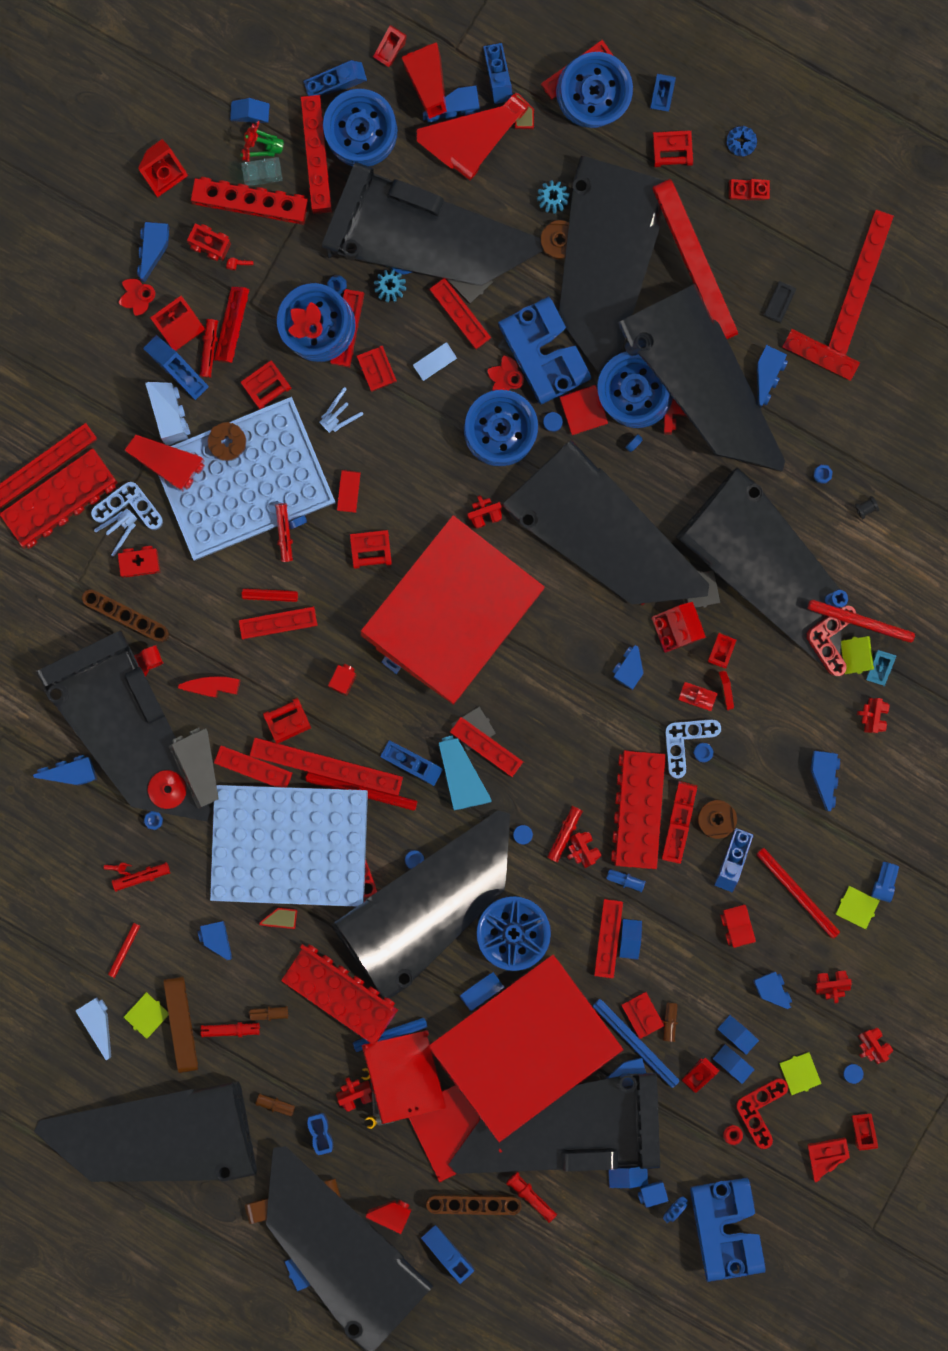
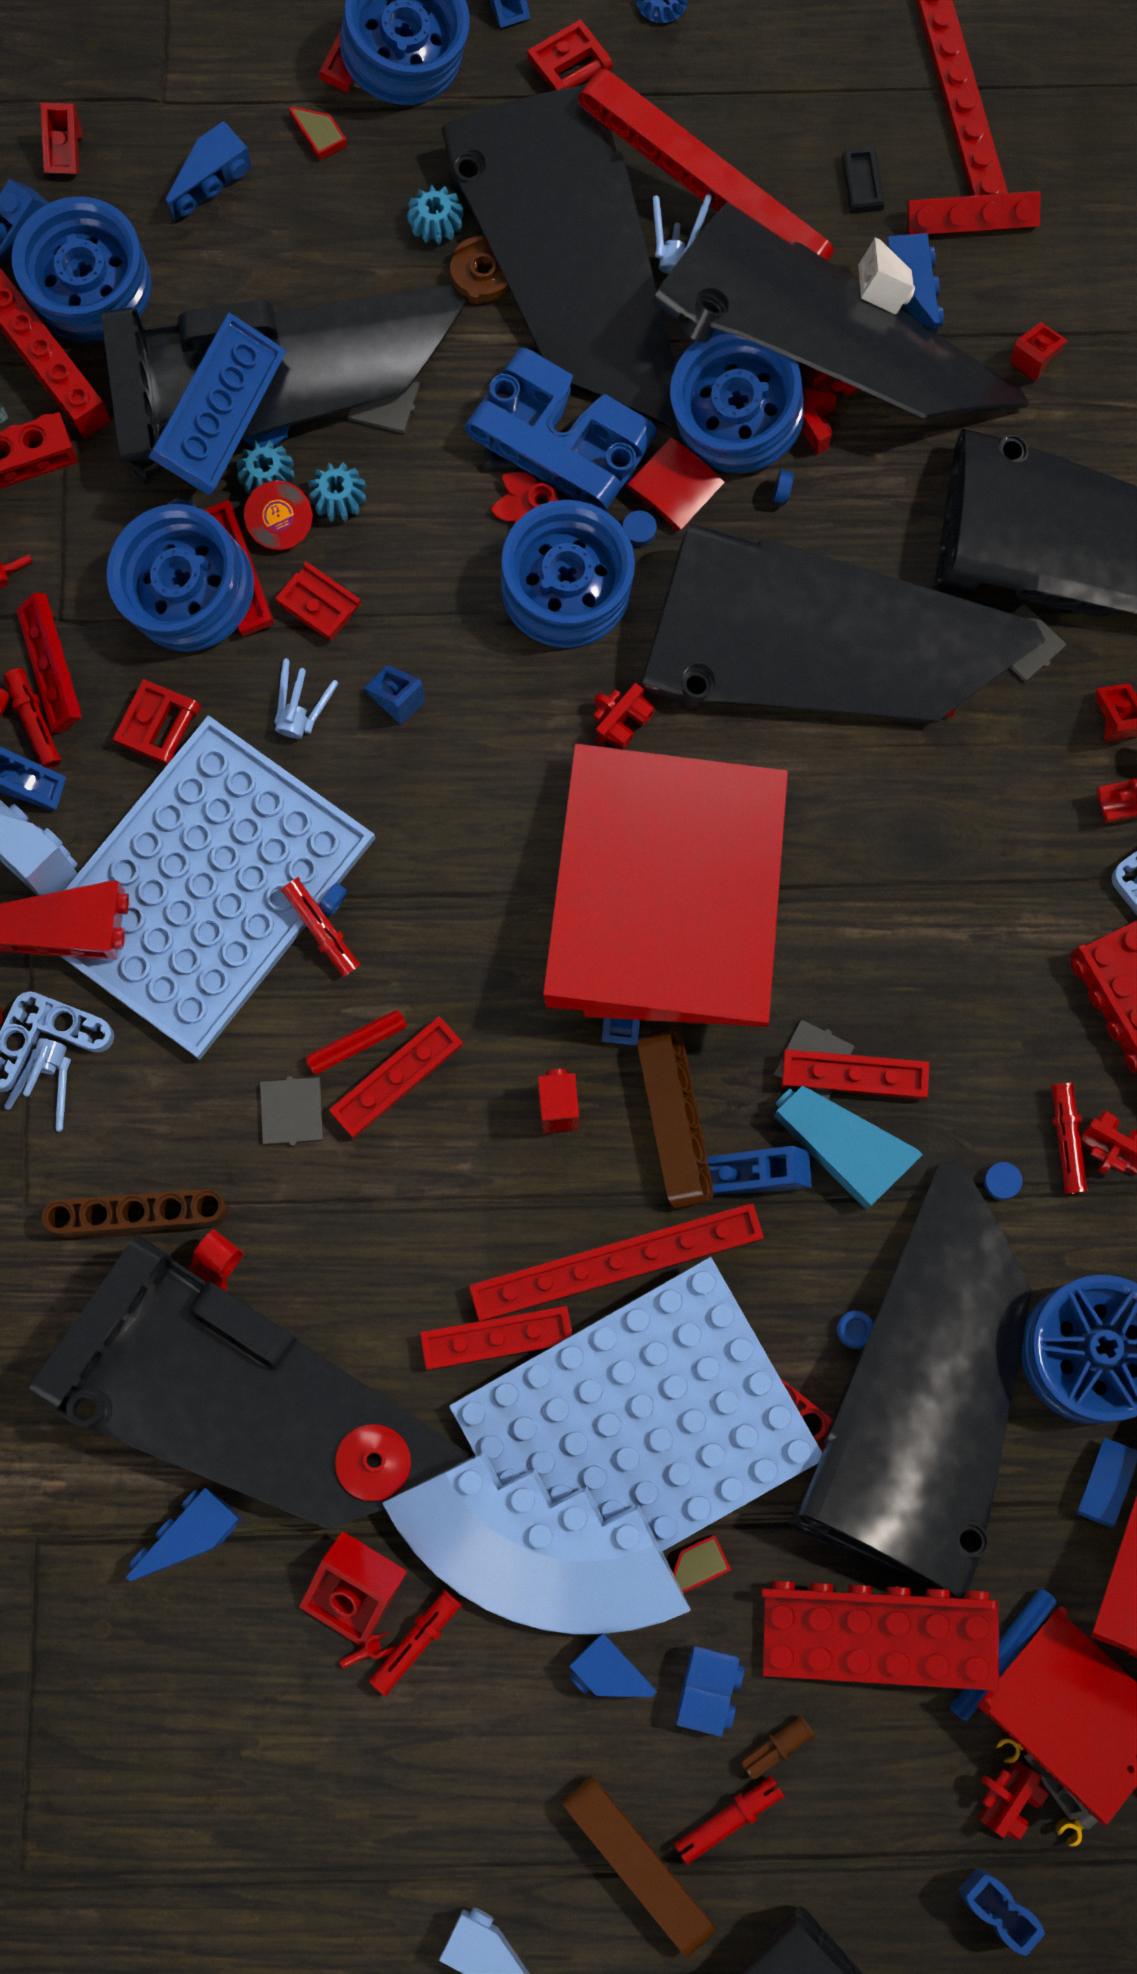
camera: 30 degrees left, 10 degrees down
(124, 949) = (461, 1792): red bar -> none
(127, 838) = (352, 1588): none -> red slope
(131, 569) = (126, 1105): red brick -> none
(146, 1015) = (568, 1886): lime piece -> none
(153, 820) = (379, 1530): blue tile -> none
(196, 765) = (399, 1391): dark grey slope -> none
(211, 685) = (345, 1244): red slope -> none
(213, 873) = (536, 1557): none -> light blue brick
(222, 609) = (291, 1111): none -> dark grey piece
(235, 448) = (138, 819): reddish brown plate -> none
(253, 972) = (708, 1690): none -> blue brick
(275, 1105) = (888, 1908): reddish brown axle -> none
(290, 725) = (514, 1232): red plate -> none
(304, 320) = (159, 575): red plate -> none
(348, 491) = (386, 807): red slope -> none
(370, 543) = (470, 865): red plate -> none
(372, 793) = (724, 1260): red axle -> none
(382, 314) = (278, 515): none -> red tile
(383, 245) = (218, 404): none -> blue plate
(386, 436) = (396, 692): none -> blue slope
(392, 717) = (675, 1118): none -> reddish brown beam
(424, 320) = (341, 502): none -> dark azure gear
(426, 75) = (142, 150): red slope -> none
(434, 361) = (402, 540): light blue slope -> none
(460, 313) = (398, 451): red plate -> none
(469, 139) = (258, 198): red panel -> none
(498, 73) = (248, 96): blue slope -> none
(630, 670) = (1001, 820): blue slope -> none
(656, 290) = (674, 249): none -> light blue plant
(678, 627) = (1030, 714): red slope -> none
(748, 367) = (885, 278): none -> white slope
(749, 189) = (717, 57): red slope -> none
(805, 445) = (1036, 349): none -> red slope
(823, 474) = (1091, 374): blue tile -> none

